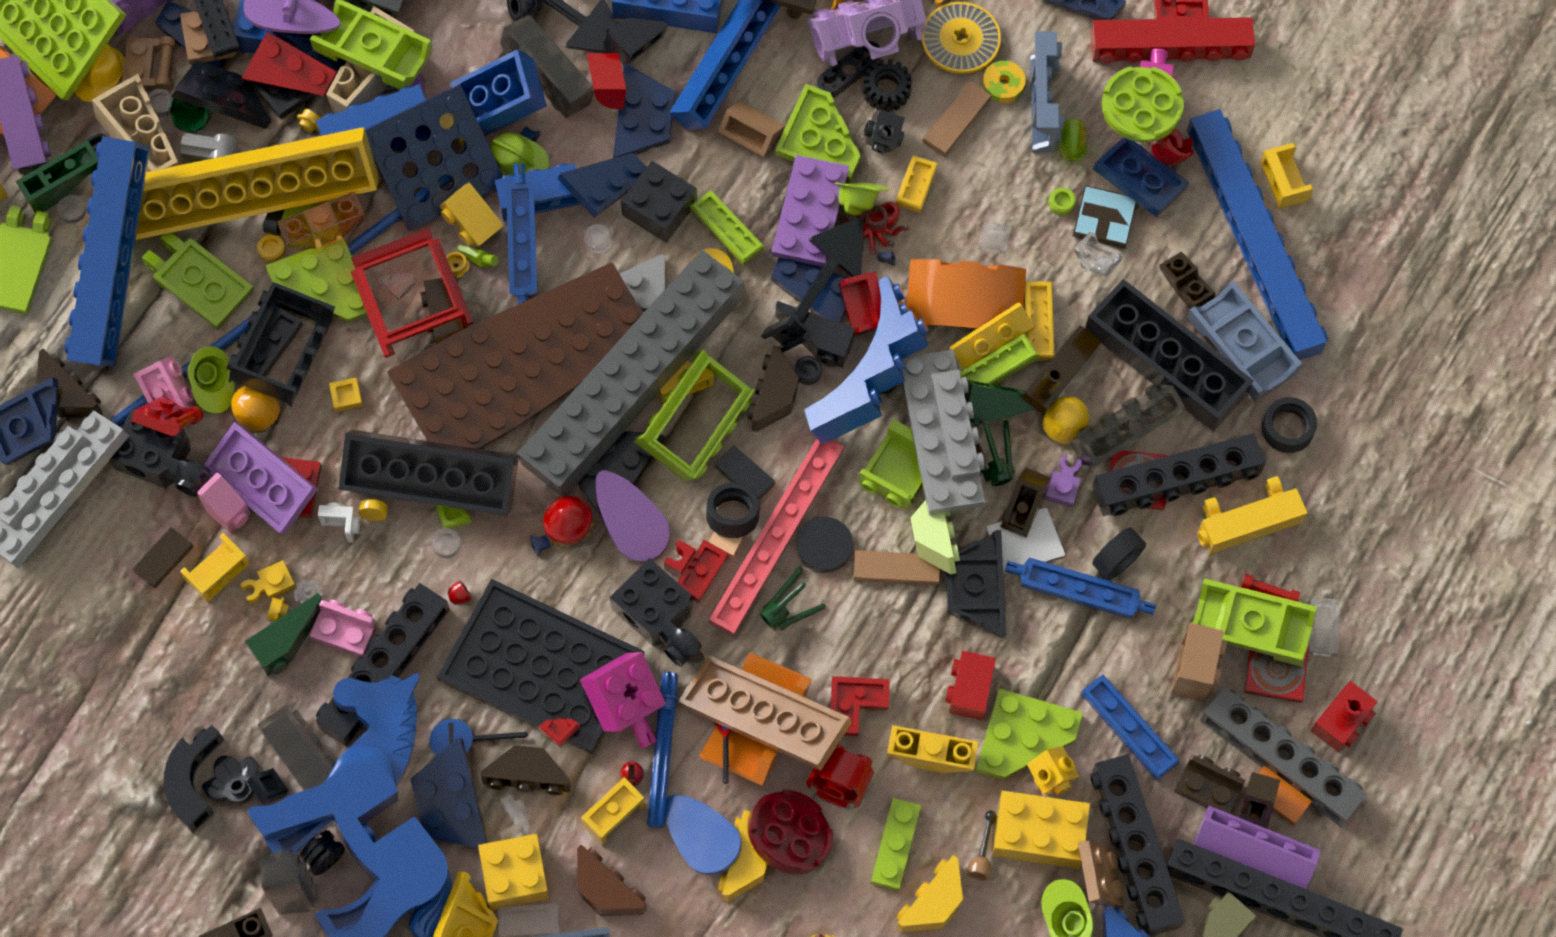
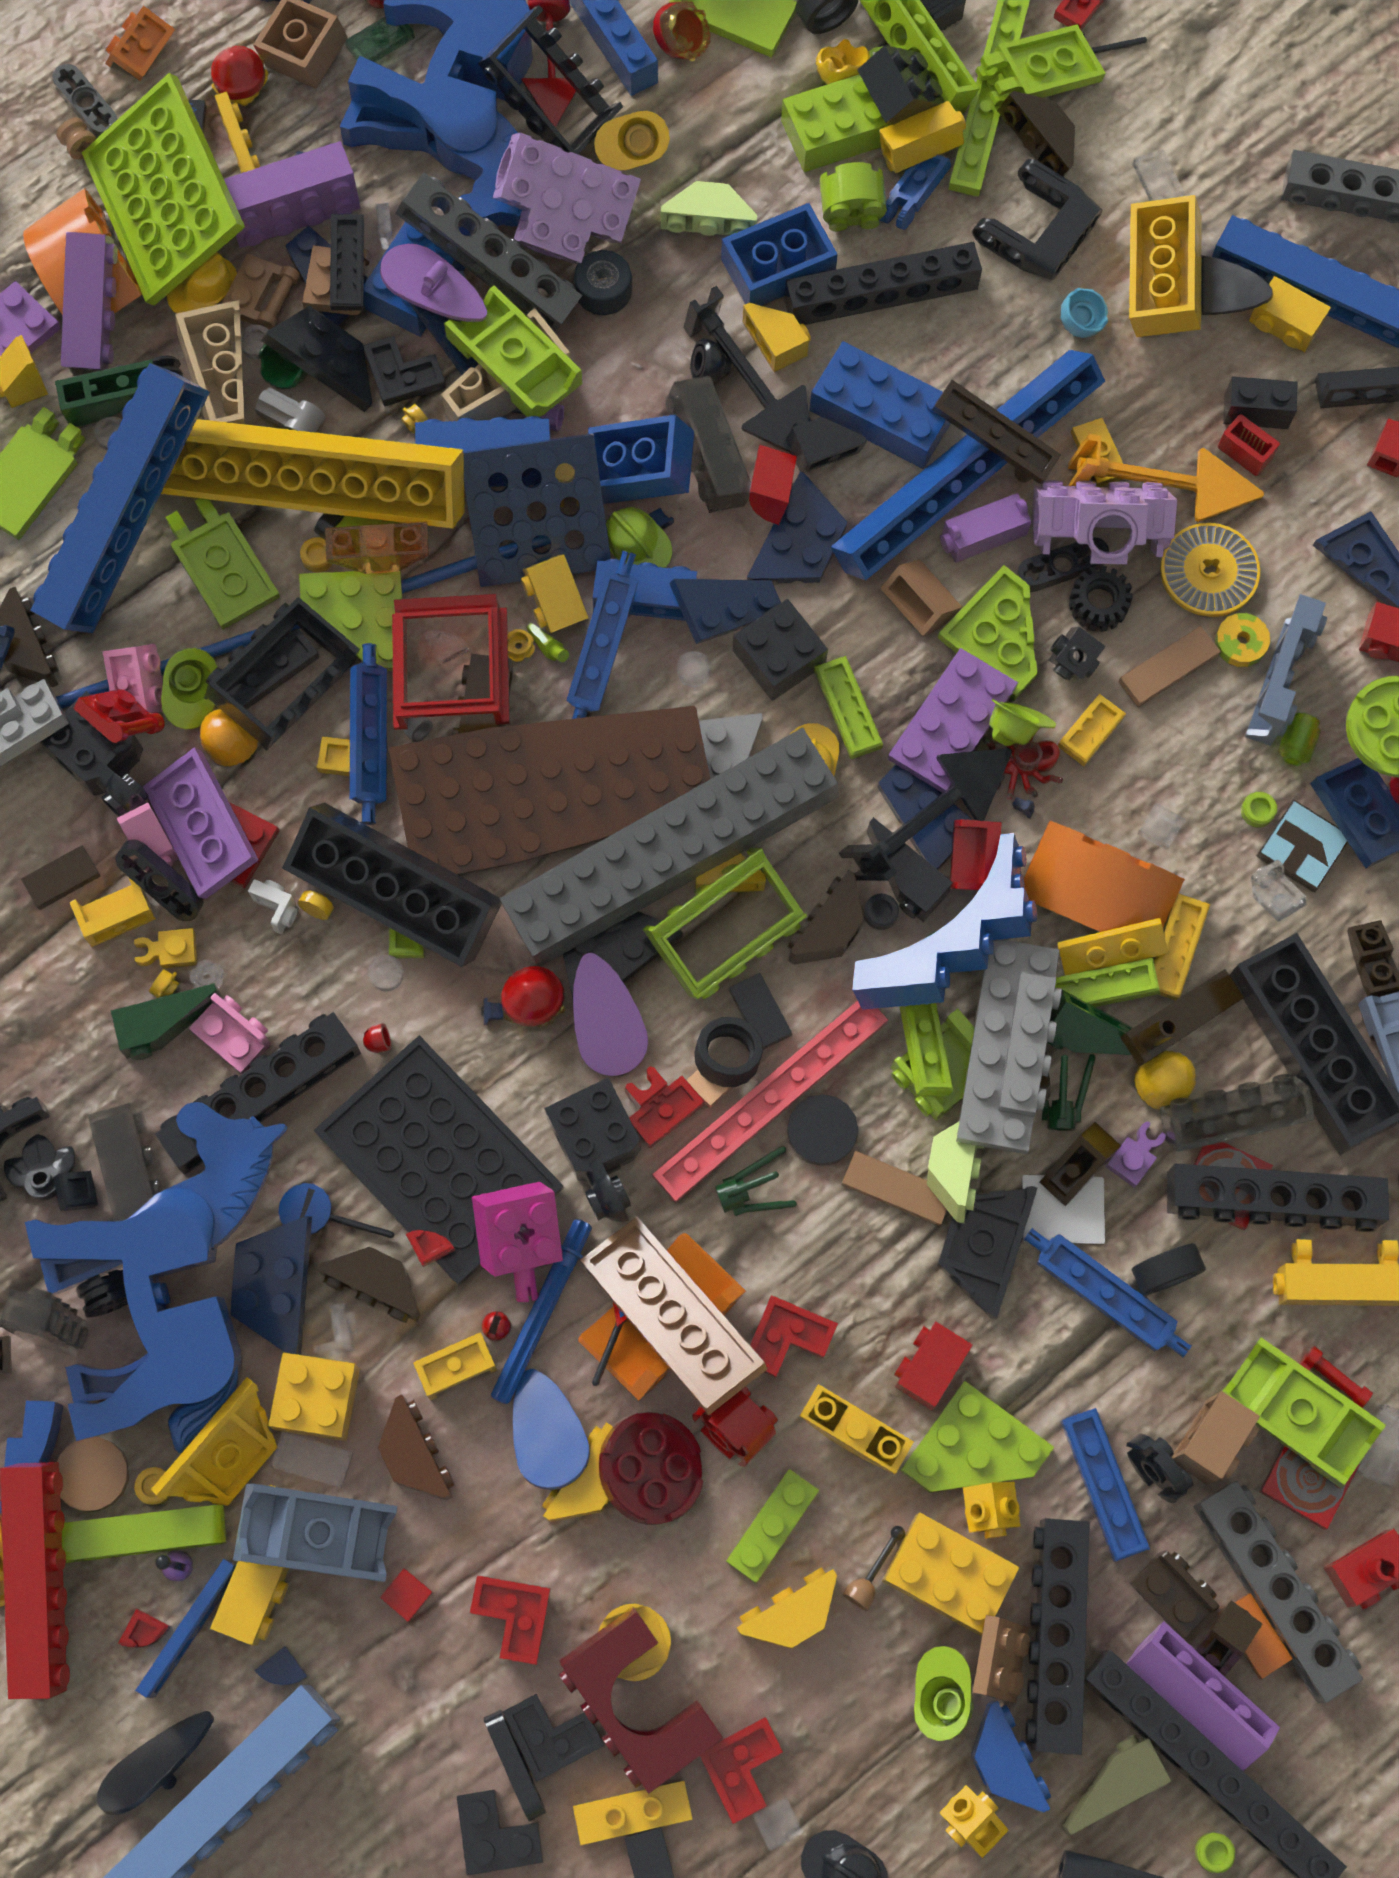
camera: 20 degrees right, 5 degrees up
(250, 542) = (158, 866): none -> black beam
(288, 67) = (411, 348): red wing -> none
(365, 368) = (368, 734): none -> blue plate
(402, 351) = (418, 728): none -> light grey hinge
(781, 61) = (985, 527): none -> medium lavender brick
(881, 456) = (926, 1050): none -> lime tile
(1164, 697) = (1155, 1464): none -> black plate

